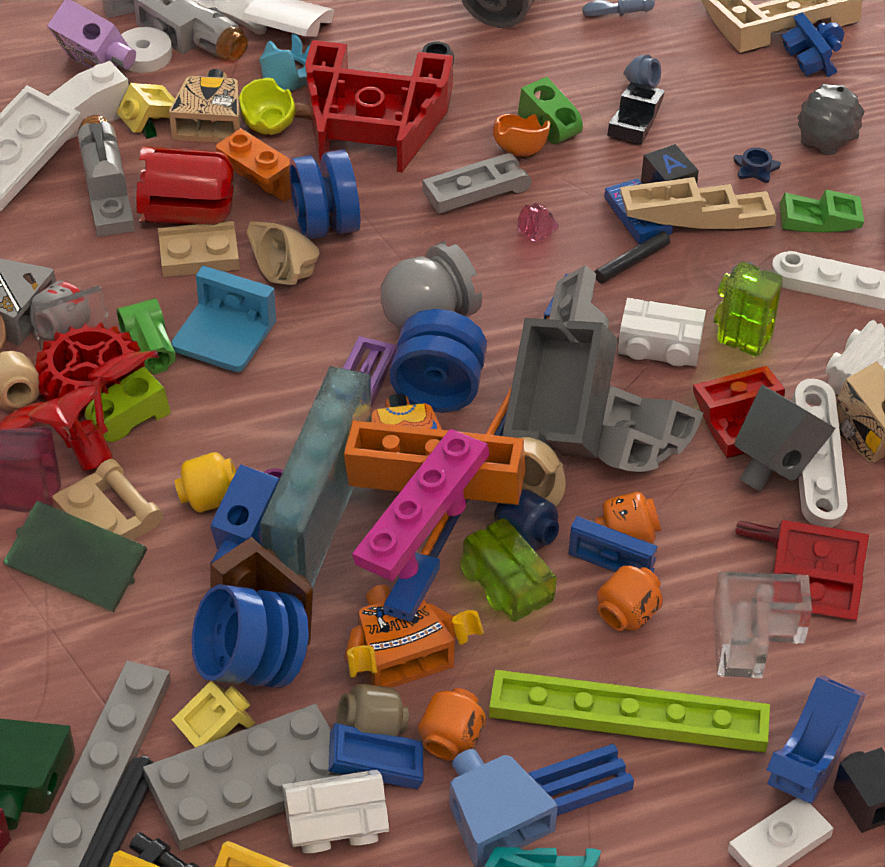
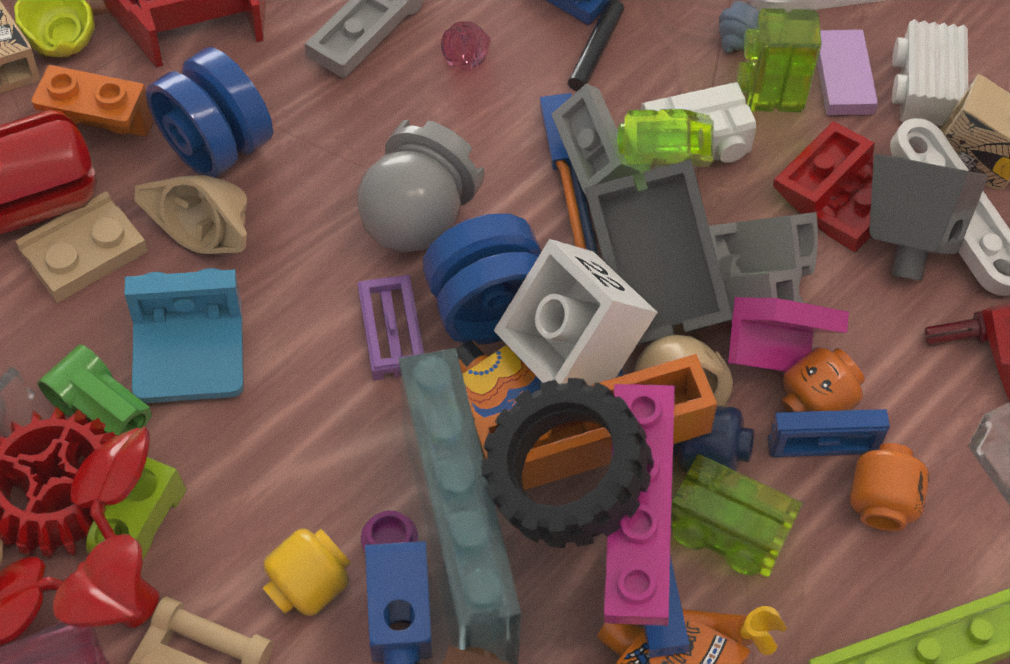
camera: 30 degrees left, 10 degrees up
(397, 480) = (535, 416): none -> black tyre
(470, 392) = (574, 317): none -> white brick
(613, 467) = (778, 331): none -> dark pink panel
(622, 315) = (666, 137): none -> clear neon green brick
(805, 341) = (846, 73): none -> lavender tile

